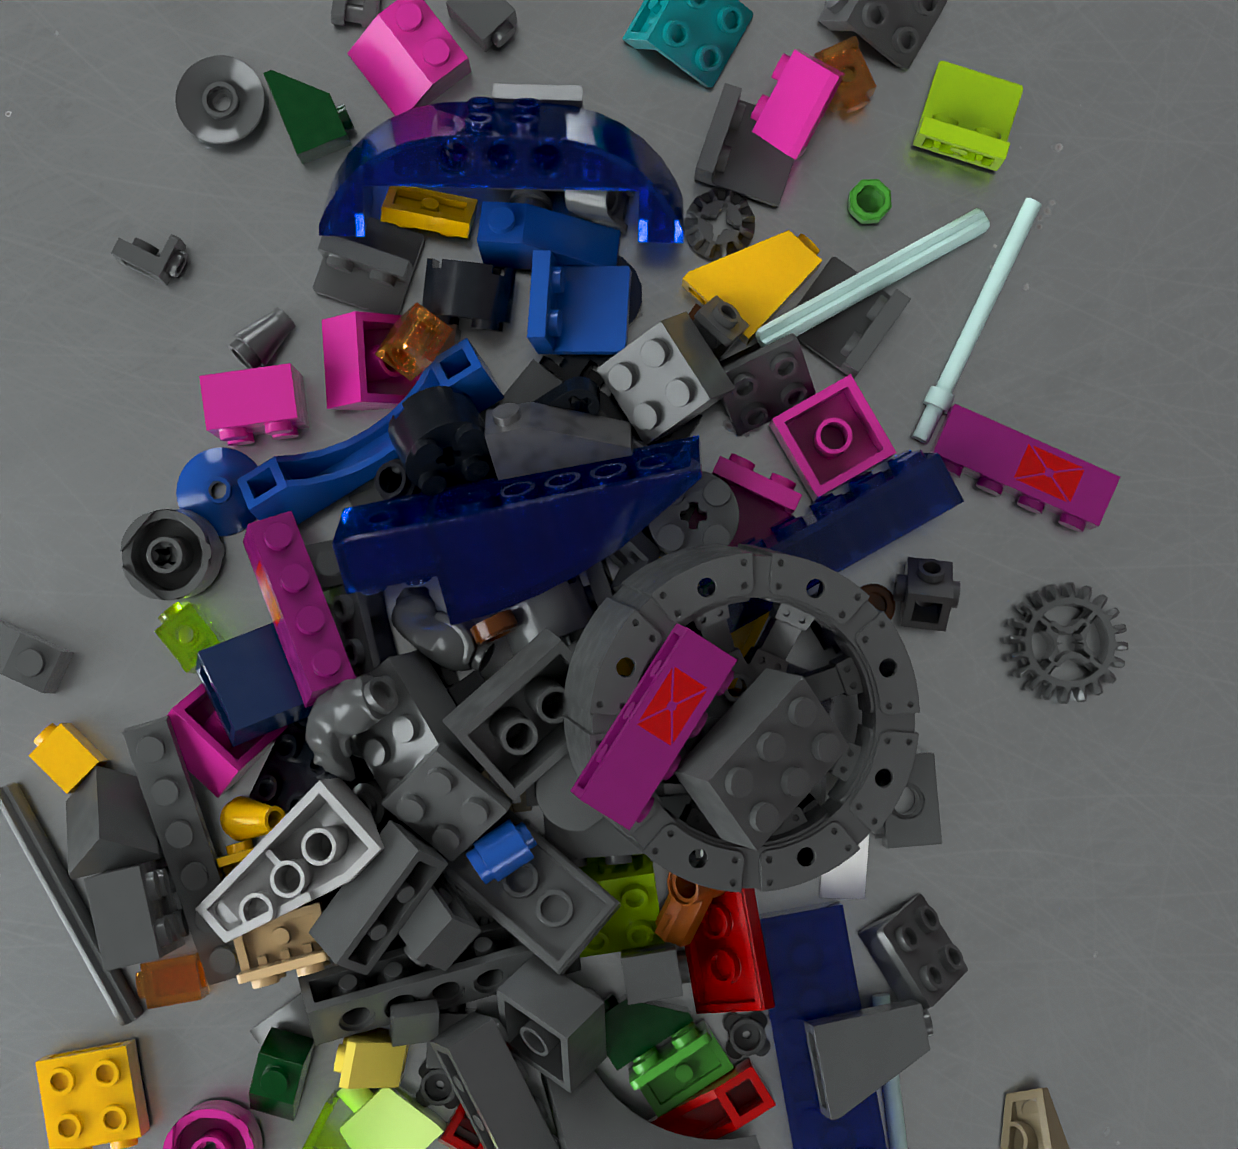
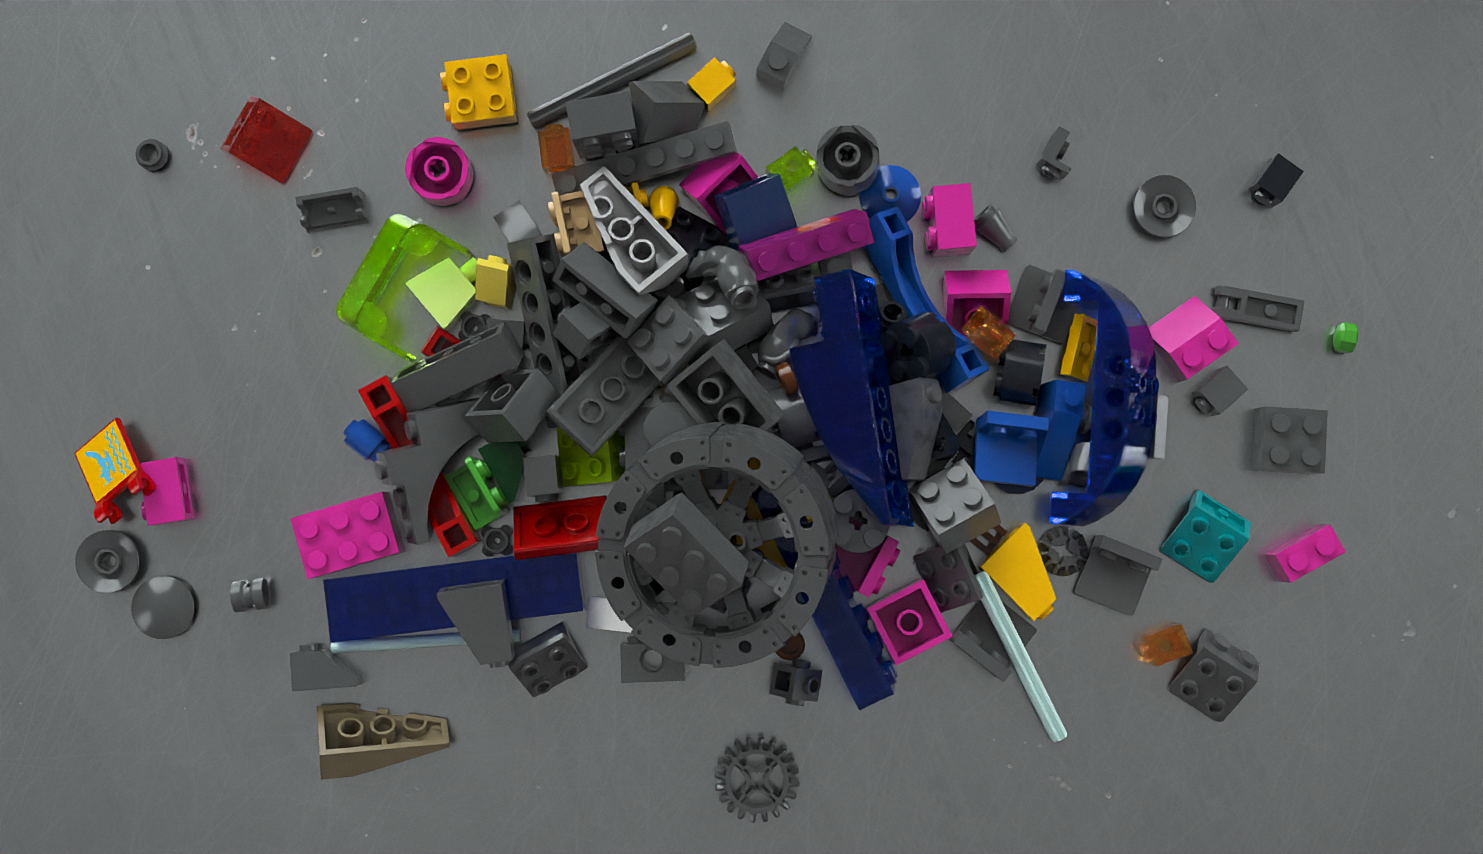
camera: 90 degrees right, 0 degrees up
(280, 1073) = (488, 219): dark green slope -> none
(310, 117) = (1149, 267): dark green slope -> none
(414, 1022) = (518, 311): dark grey tile -> none
(502, 851) = (632, 376): blue brick -> none
(654, 727) = (712, 481): magenta brick -> none
(683, 910) = (584, 500): dark orange piece -> none
(719, 325) = (990, 546): dark grey bracket -> none
(796, 103) = (1146, 609): dark pink slope -> none
(869, 201) = (1075, 658): bright green tile -> none
(940, 396) = (934, 700): light aqua bar -> none
(968, 116) = (1133, 731): lime bracket -> none
(1024, 468) = (881, 756): magenta brick -> none

